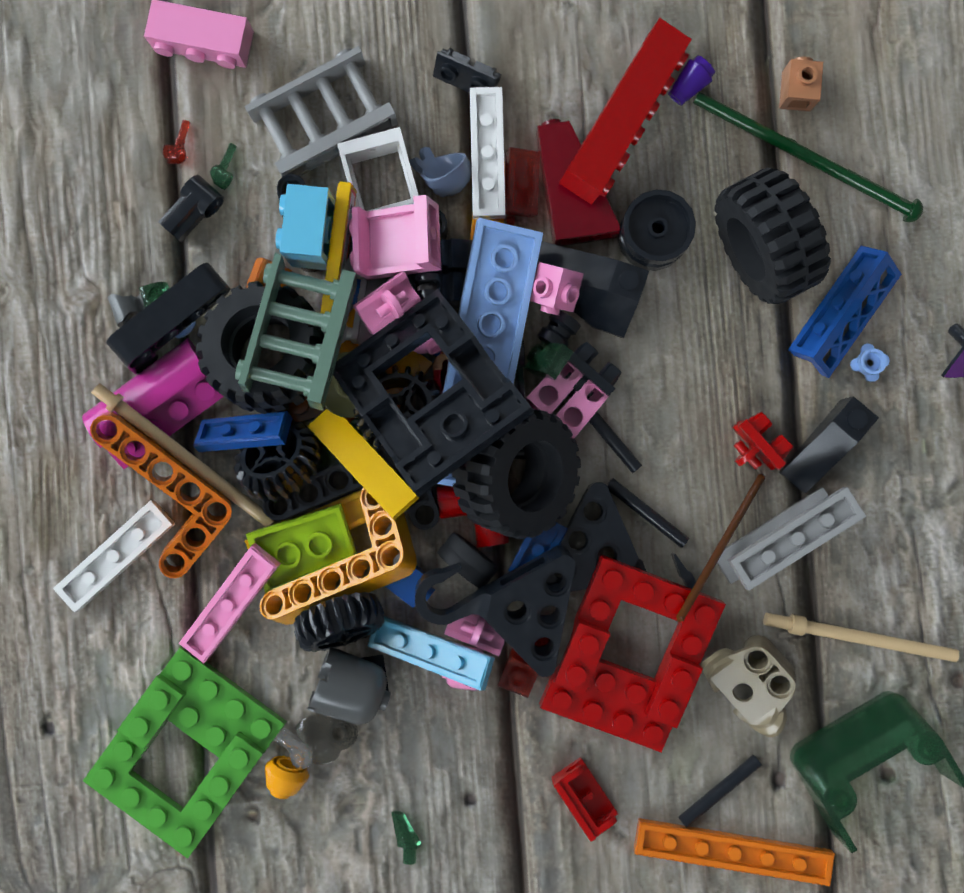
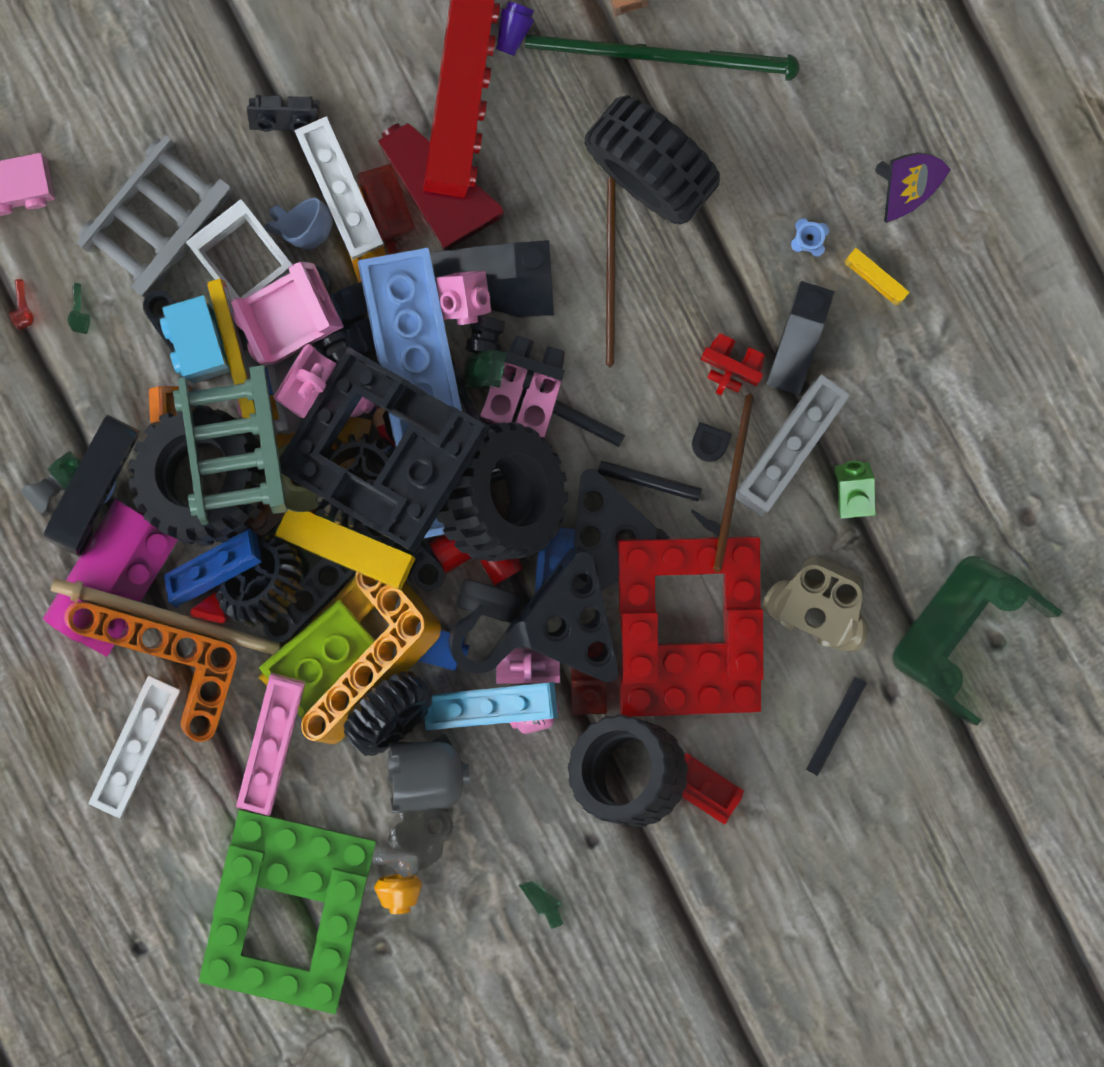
camera: 25 degrees left, 0 degrees up
(196, 202) = (66, 357): black piece -> none
(224, 467) = (210, 610): none -> red slope
(488, 752) = (589, 765): none -> black tyre
(651, 212) = (544, 216): black wheel -> none
(687, 321) = (610, 271): none -> reddish brown axle
(711, 501) = (710, 442): none -> black tile
(734, 852) = (874, 780): orange tile -> none
(800, 625) = (846, 529): tan bar -> none
(821, 595) = (855, 489): none -> bright green bracket
(844, 305) = (759, 192): blue fence -> none
(915, 420) = (876, 277): none -> yellow tile

